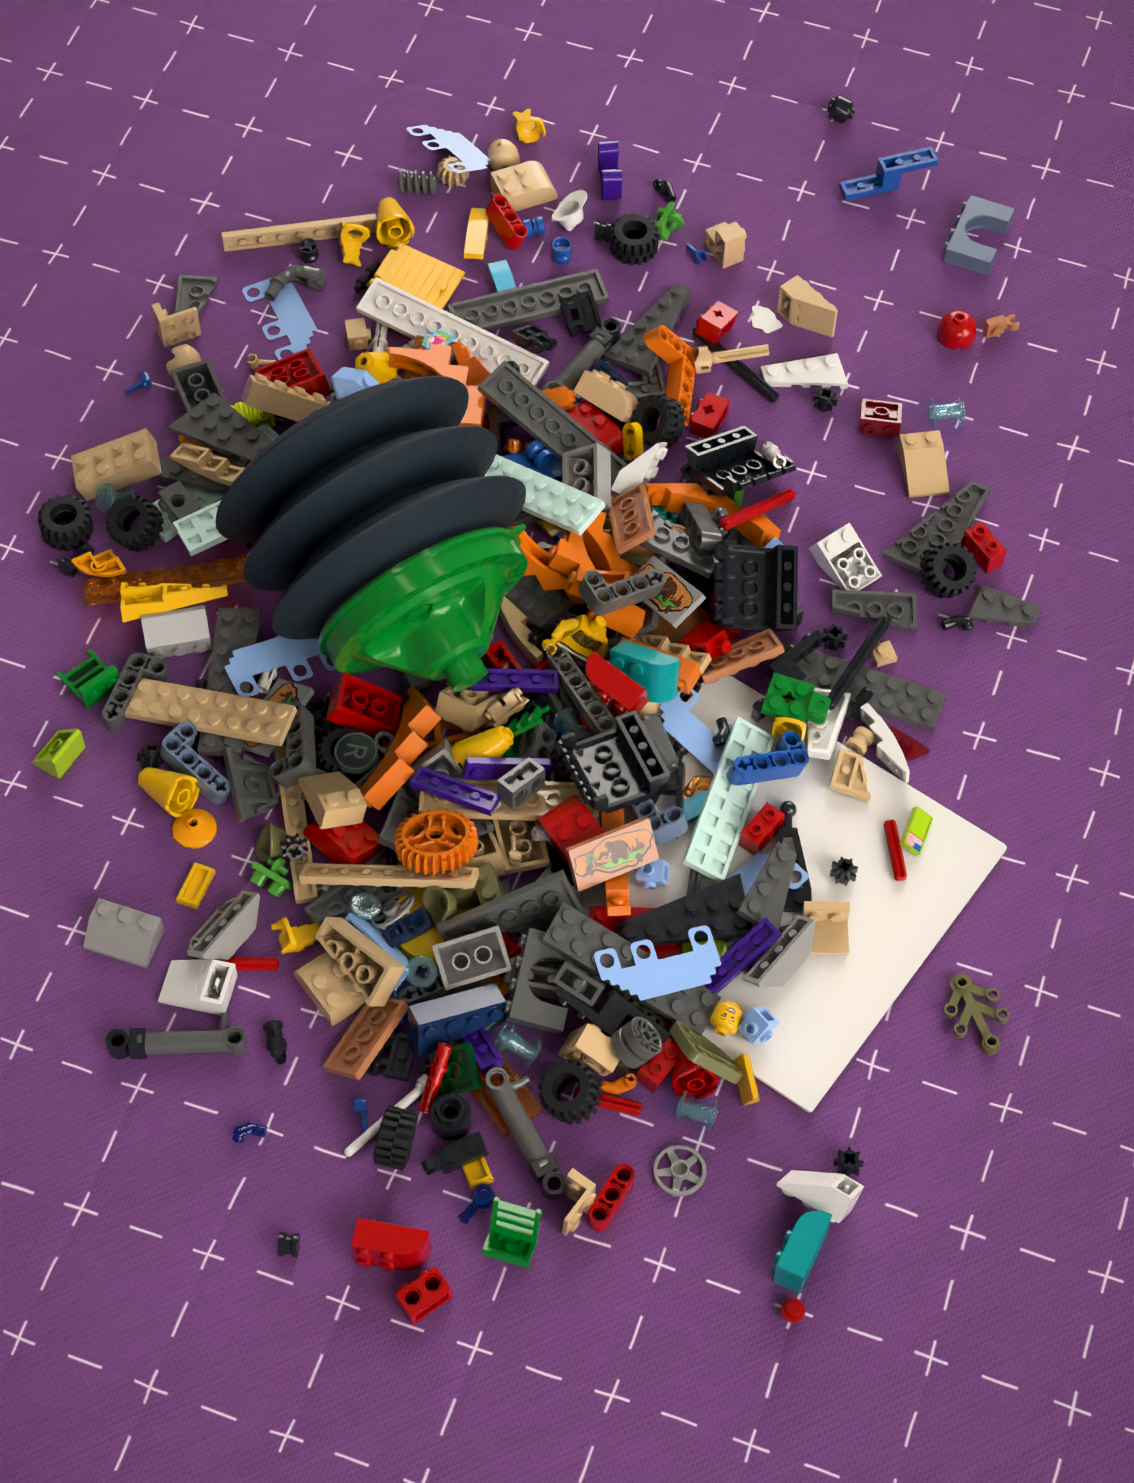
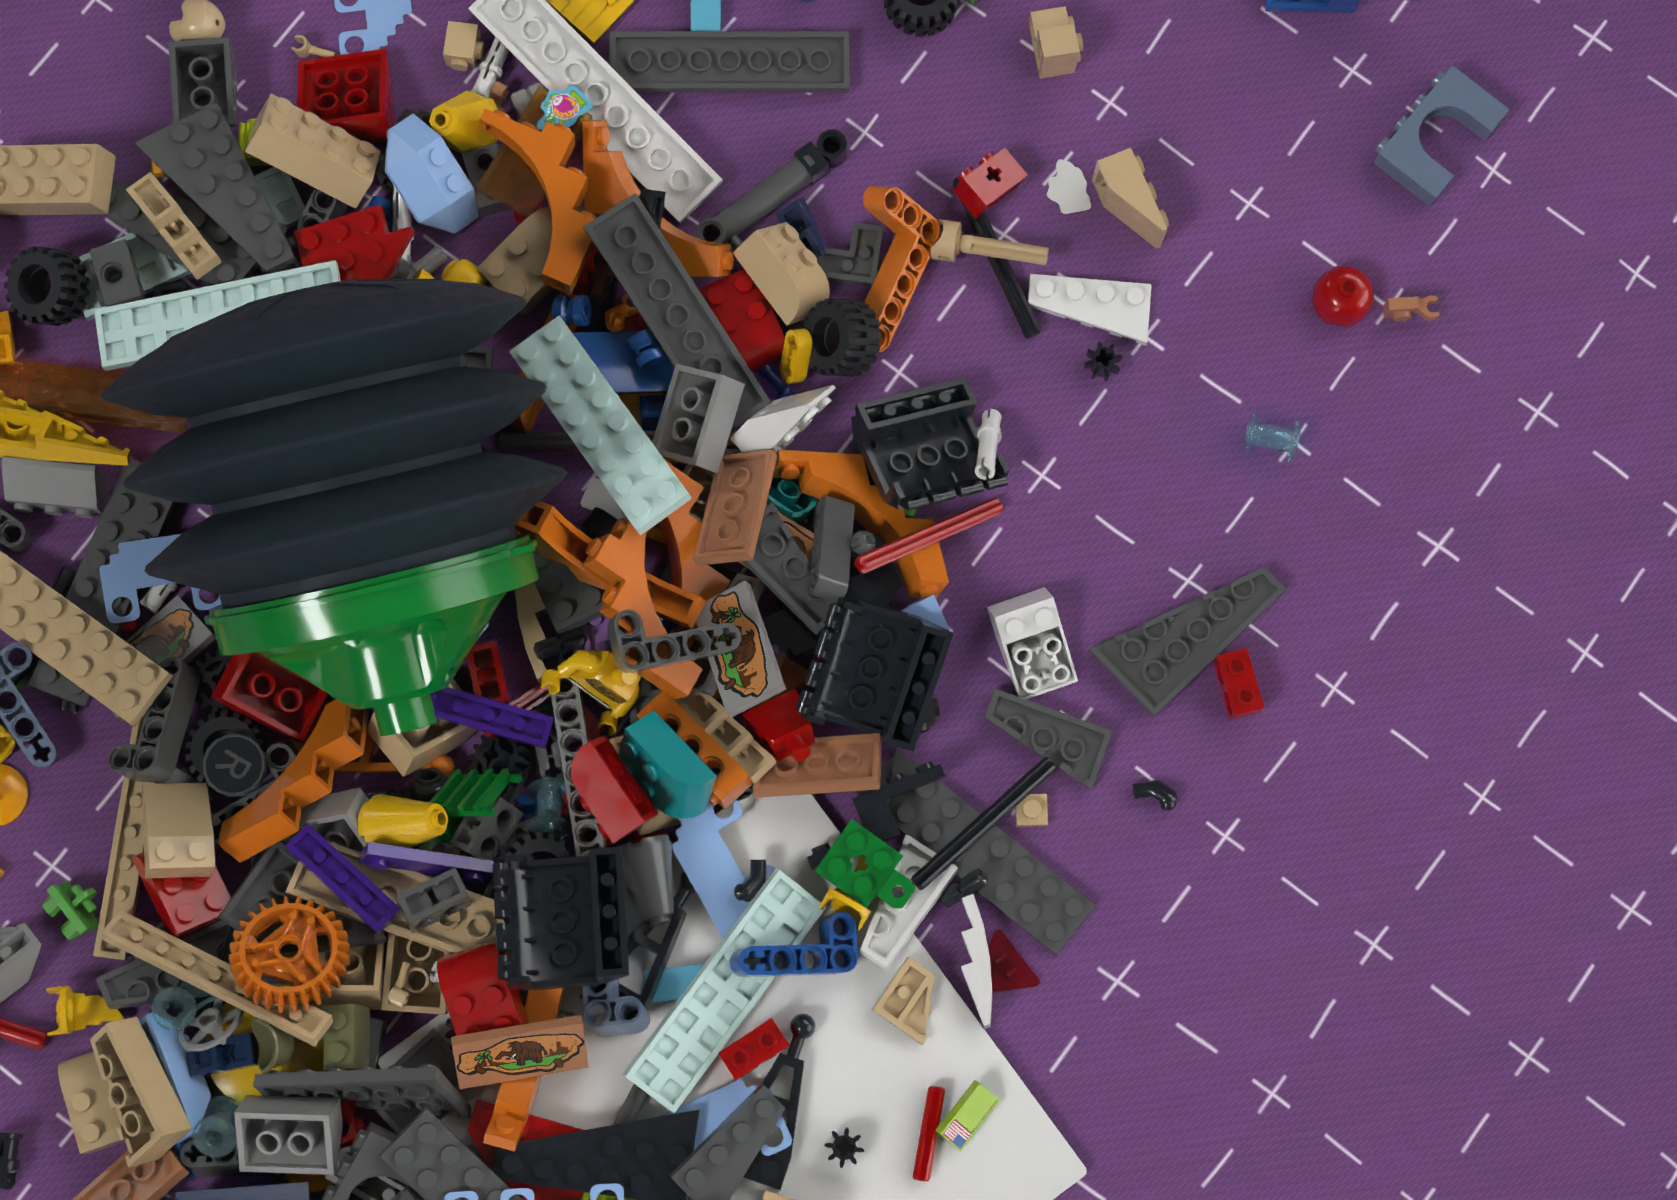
camera: 15 degrees right, 20 degrees up
(107, 496) = (21, 235): clear light blue hose -> none
(145, 382) = (137, 36): blue hand -> none
(250, 785) = (81, 760): dark grey wing -> none
(269, 842) = (87, 858): olive helmet -> none
(289, 845) = (110, 883): black gear -> none
(514, 702) = (476, 751): tan hinge -> none
(534, 337) = (707, 124): black plate -> none
(586, 310) = (807, 106): black plate -> none
(631, 349) = (891, 161): dark grey wing -> none
(653, 874) = (585, 1080): light blue brick -> none
(696, 783) = (691, 948): clear orange arm -> none
(698, 254) = (1008, 42): blue hand -> none
(709, 415) = (918, 356): red brick -> none
(834, 637) = (977, 764): black gear -> none
(861, 739) = (944, 945): tan wheel -> none
(880, 418) = (1171, 418): dark red plate -> none
(923, 463) = (1205, 516): tan slope -> none
(961, 563) = (1184, 730): black tyre -> none
(1000, 607) = (1228, 788): dark grey wing -> none

